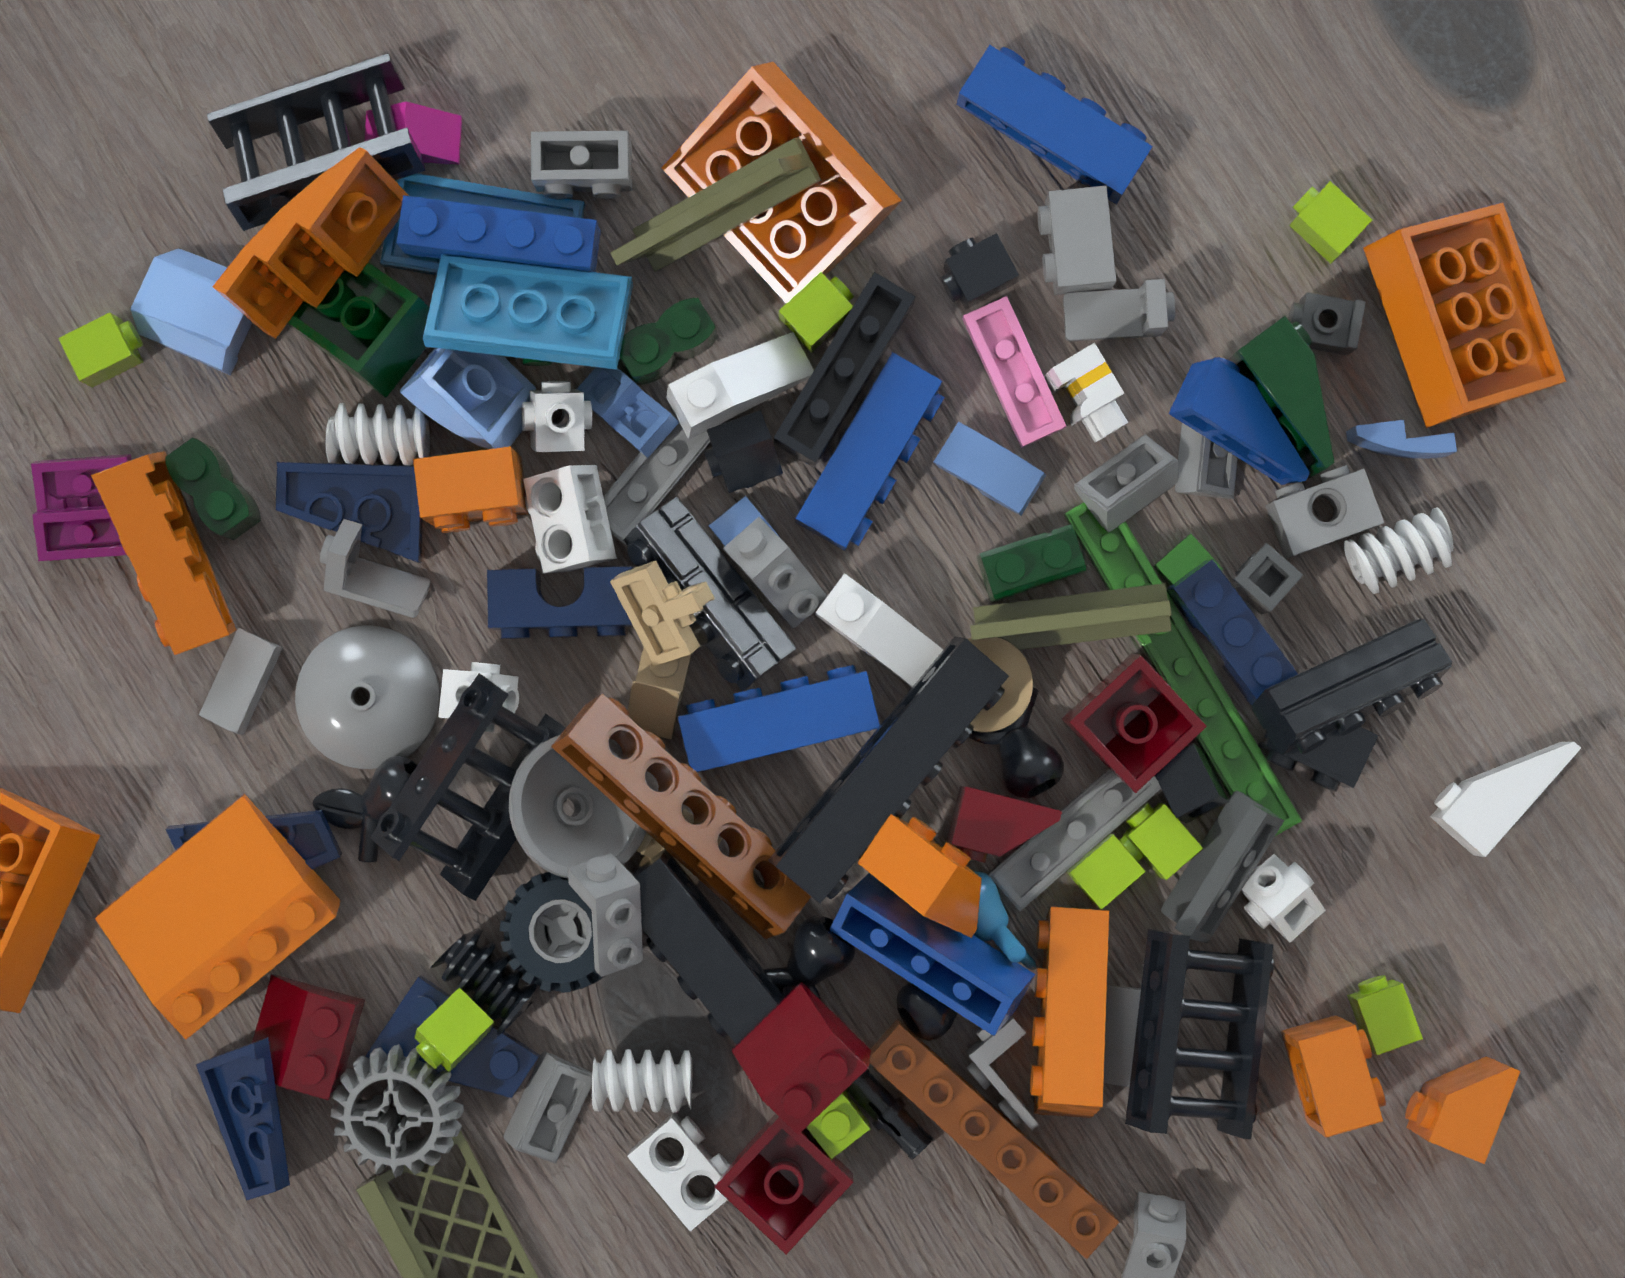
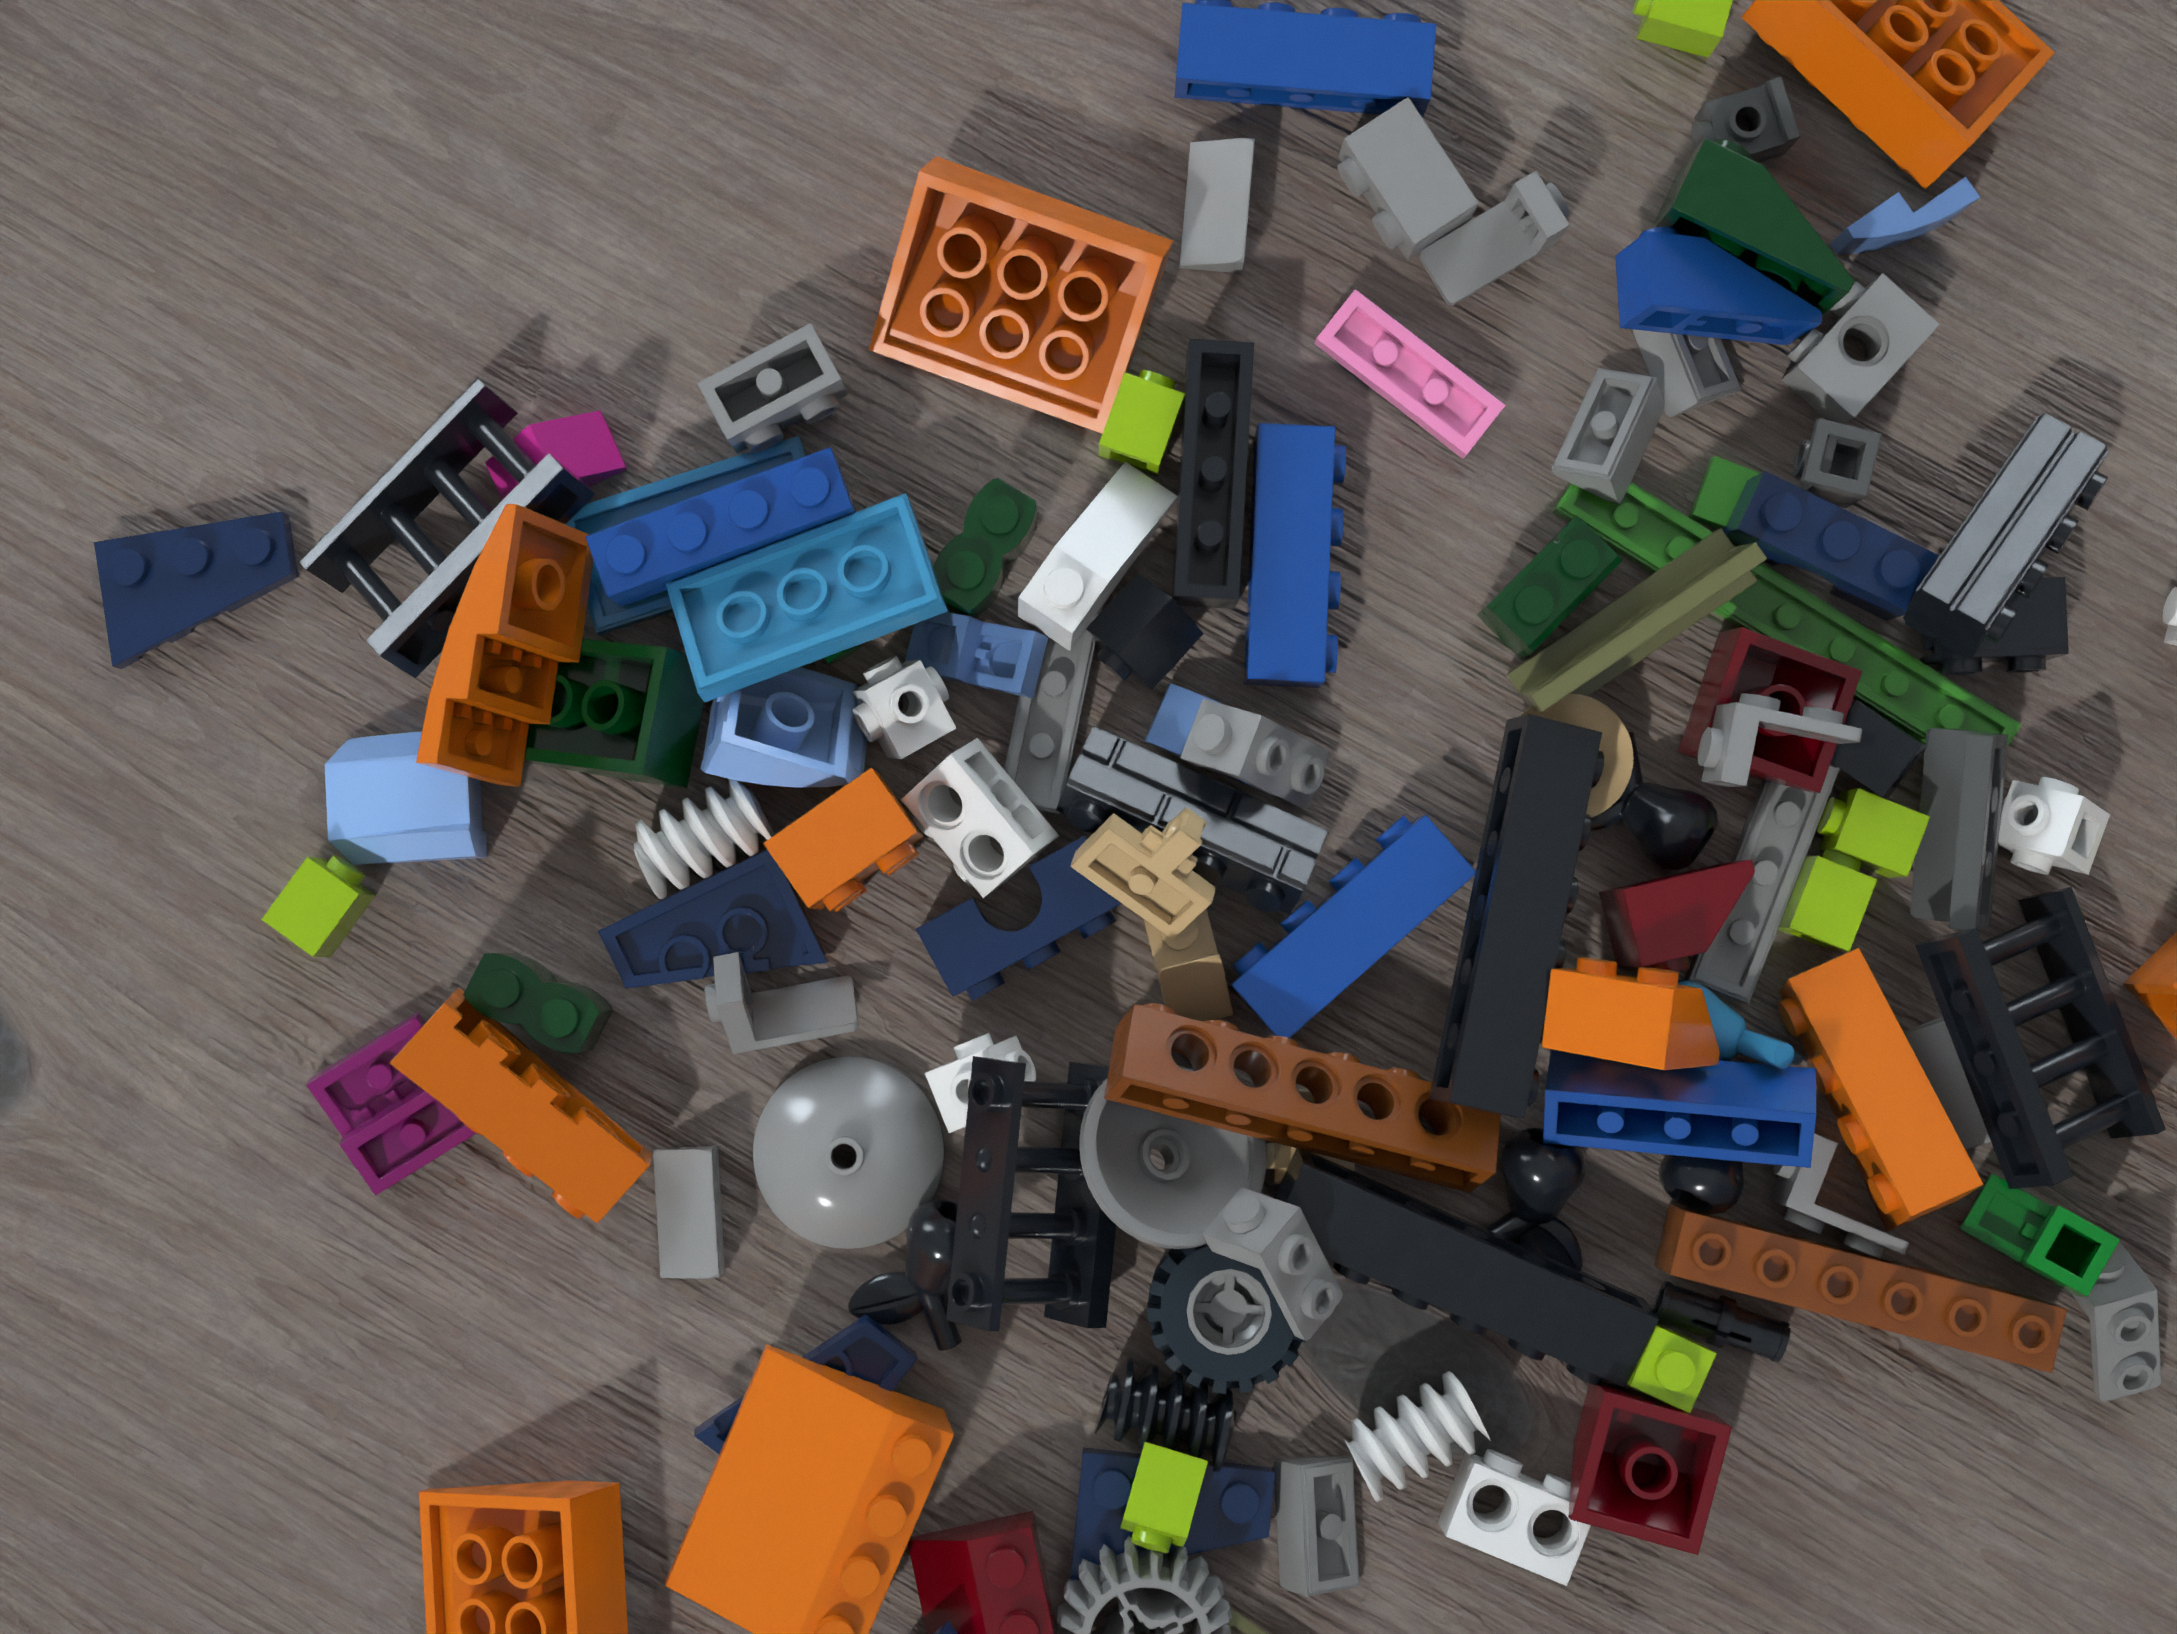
camera: 25 degrees left, 0 degrees up
(123, 83) = (181, 577): none -> dark blue wing
(721, 207) = (968, 354): olive fence -> none
(801, 1058) = (1597, 1313): dark red slope -> none
(878, 630) = (1411, 760): white slope -> none
(945, 192) = (1217, 205): none -> light grey slope
(978, 271) = (1305, 276): black brick -> none
(990, 468) = (1440, 502): medium blue slope -> none
(1086, 727) = (1730, 743): none -> light grey bracket
(1092, 391) = (1516, 347): white hips -> none
(1128, 1164) = (2039, 1236): none -> green brick
(1400, 550) = (1972, 347): white piece -> none

